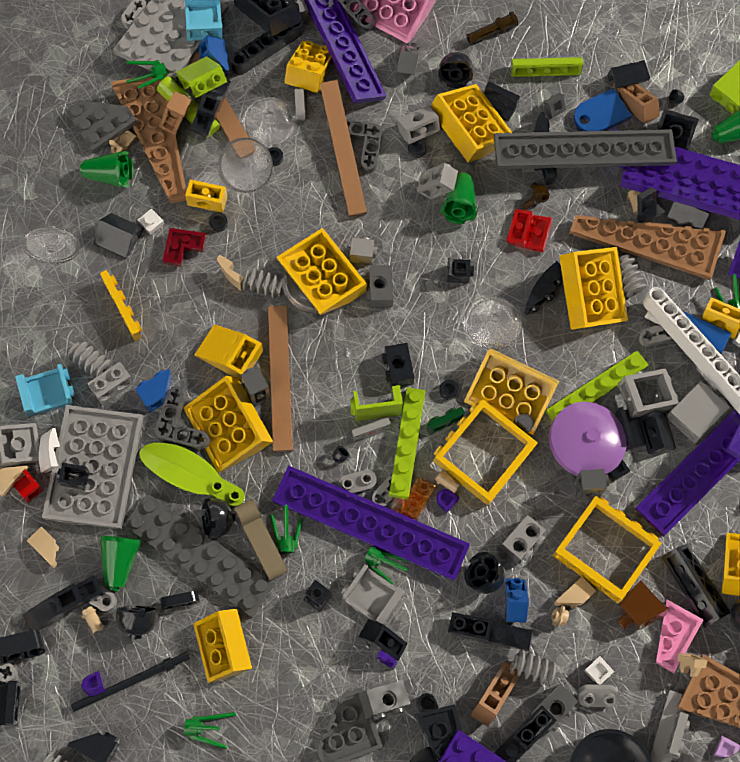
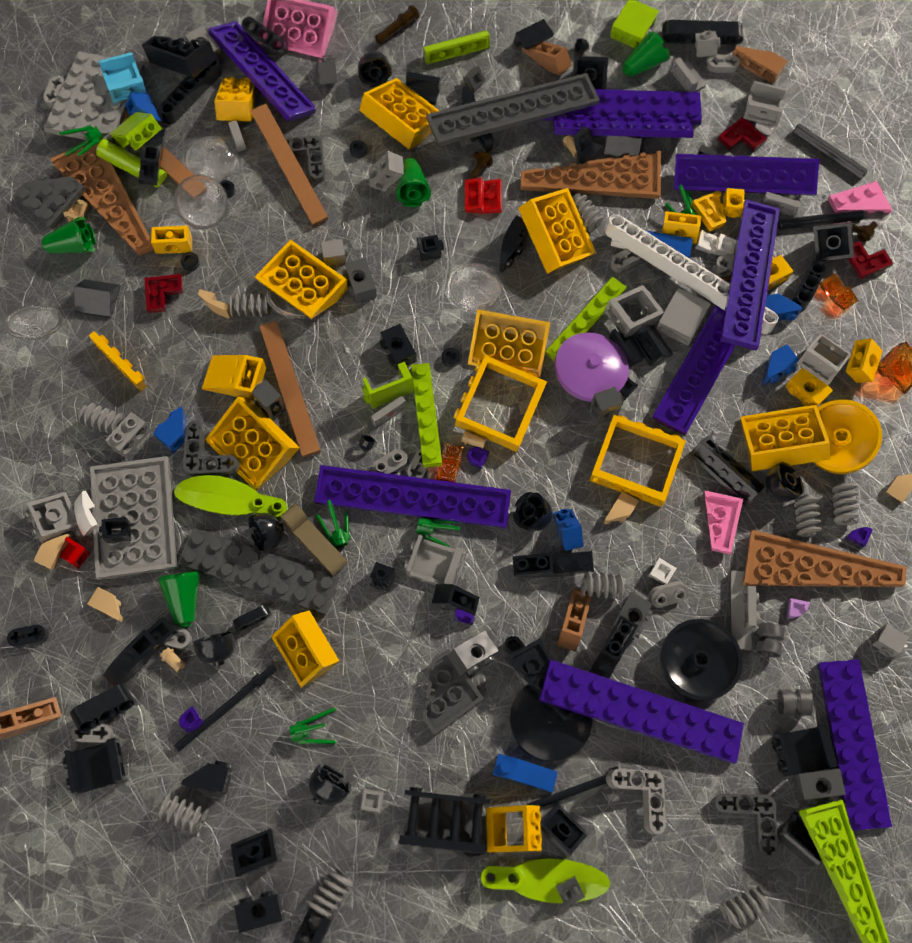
camera: 15 degrees left, 0 degrees up
(45, 391) = (66, 459): medium azure panel -> none
(150, 221) = (125, 277): white plate -> none
(175, 112) = (119, 169): medium nougat brick -> none
(418, 124) = (353, 126): light grey brick -> none
(451, 416) = (450, 389): dark green plate -> none
(520, 537) = (555, 471): light grey brick -> none
(524, 422) = (529, 366): black tile -> none
(559, 616) = (612, 532): tan plate -> none
(601, 112) = (518, 74): blue tile -> none
(640, 608) = (684, 504): reddish brown torso -> none
(691, 661) = (746, 539): tan tile -> none

